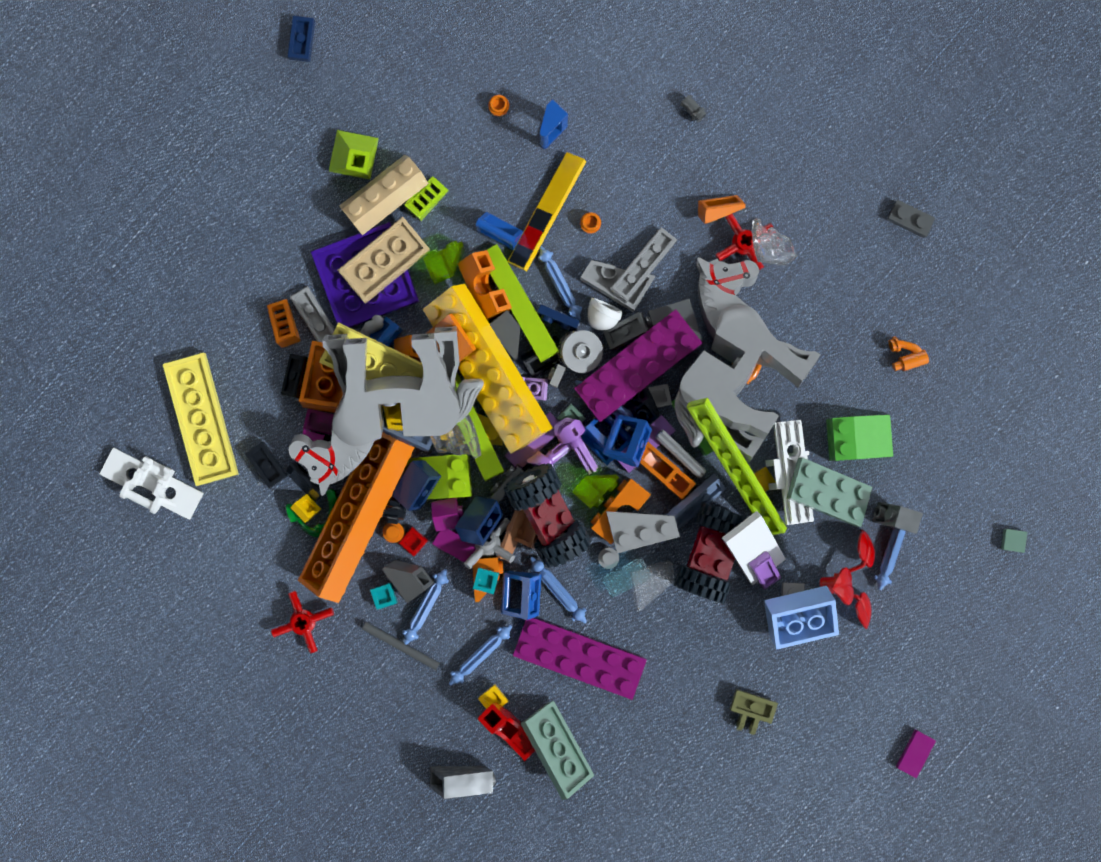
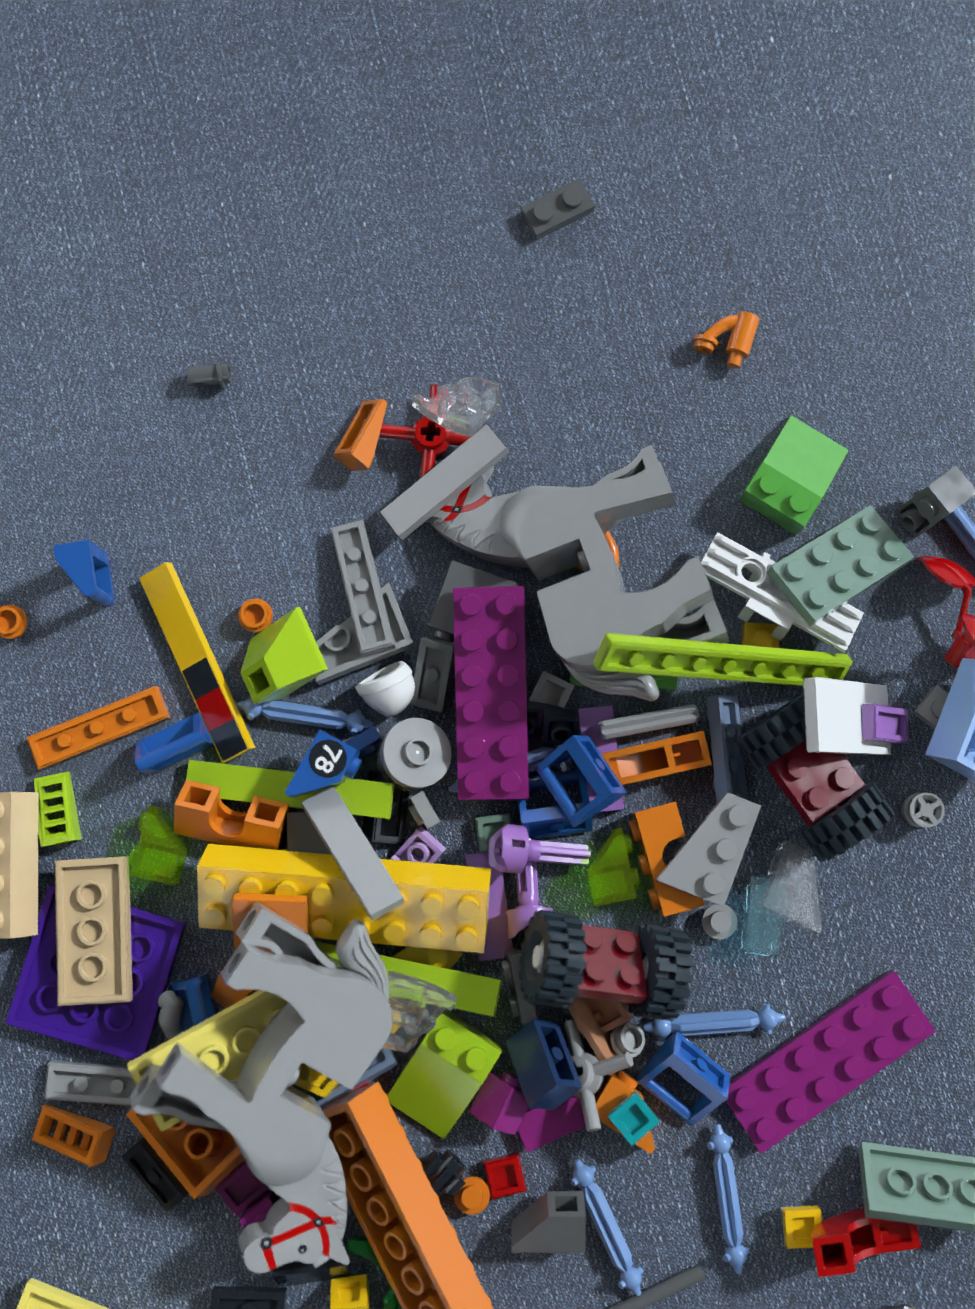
camera: 55 degrees left, 5 degrees down
(384, 596) = (551, 1276): teal plate -> none
(416, 485) = (431, 1117): dark blue brick -> none
(479, 188) = (98, 728): none -> orange tile
(512, 355) = (353, 853): none -> light grey tile
(521, 553) = (627, 1038): none -> light grey plate
(543, 311) = (324, 766): none -> blue slope
(579, 251) = (281, 658): none -> lime slope
(726, 266) = (444, 482): none -> light grey tile
(740, 620) = (930, 807): none -> light grey wheel

